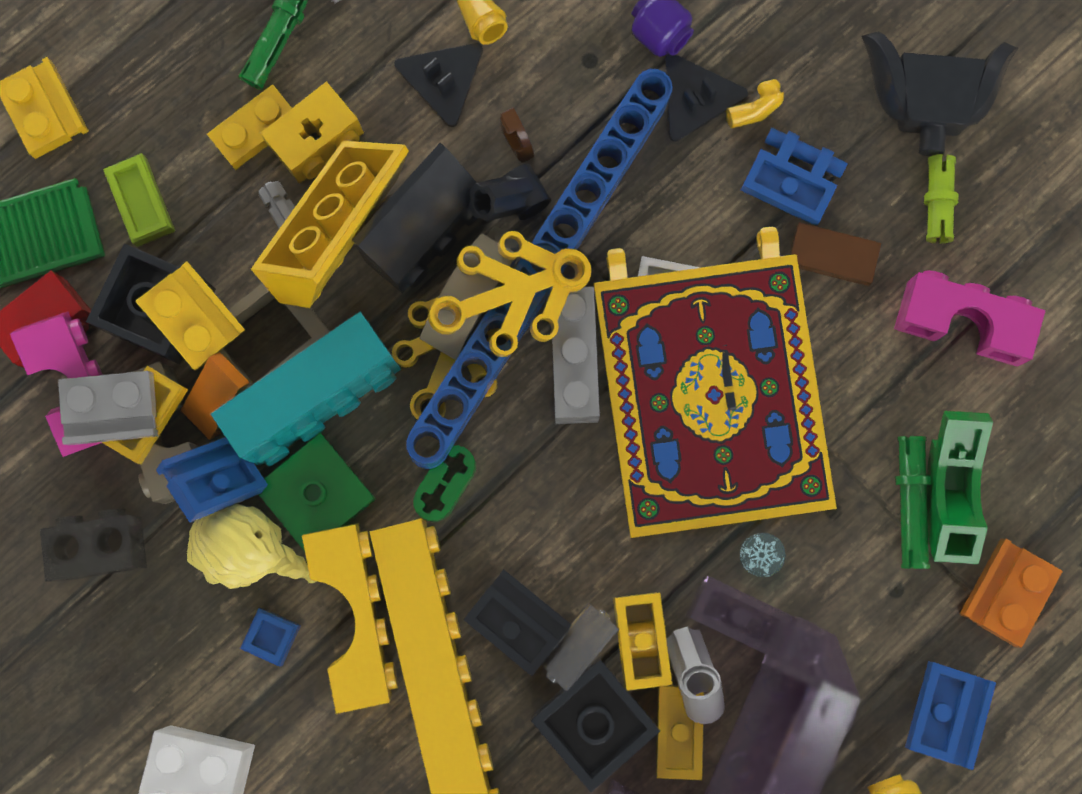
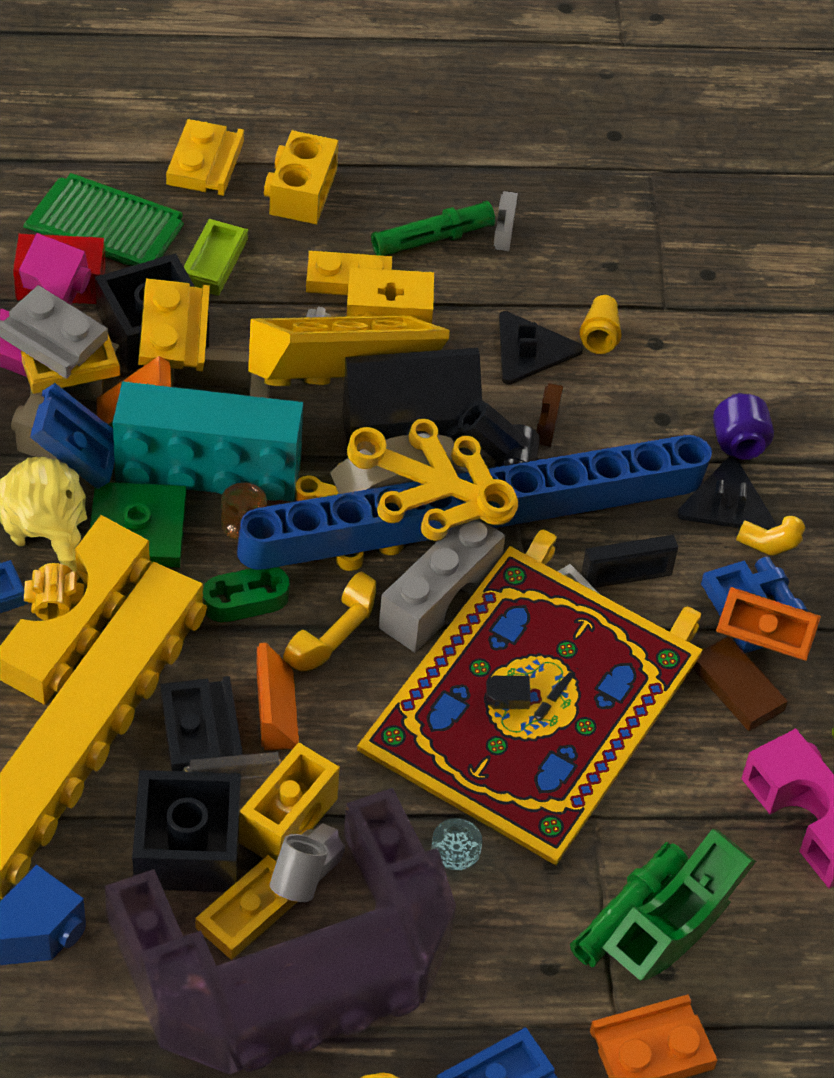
camera: 30 degrees right, 30 degrees down
(139, 64) = (302, 177): none -> yellow brick
(319, 613) = (53, 591): none -> yellow gear
(375, 411) = (236, 502): none -> clear orange wheel
(534, 492) = (308, 652): none -> yellow bar
(548, 553) = (276, 700): none -> orange slope
(684, 219) = (630, 561): none -> black tile
(699, 408) = (508, 692): none -> black piece
(825, 193) = (768, 624): none -> orange slope

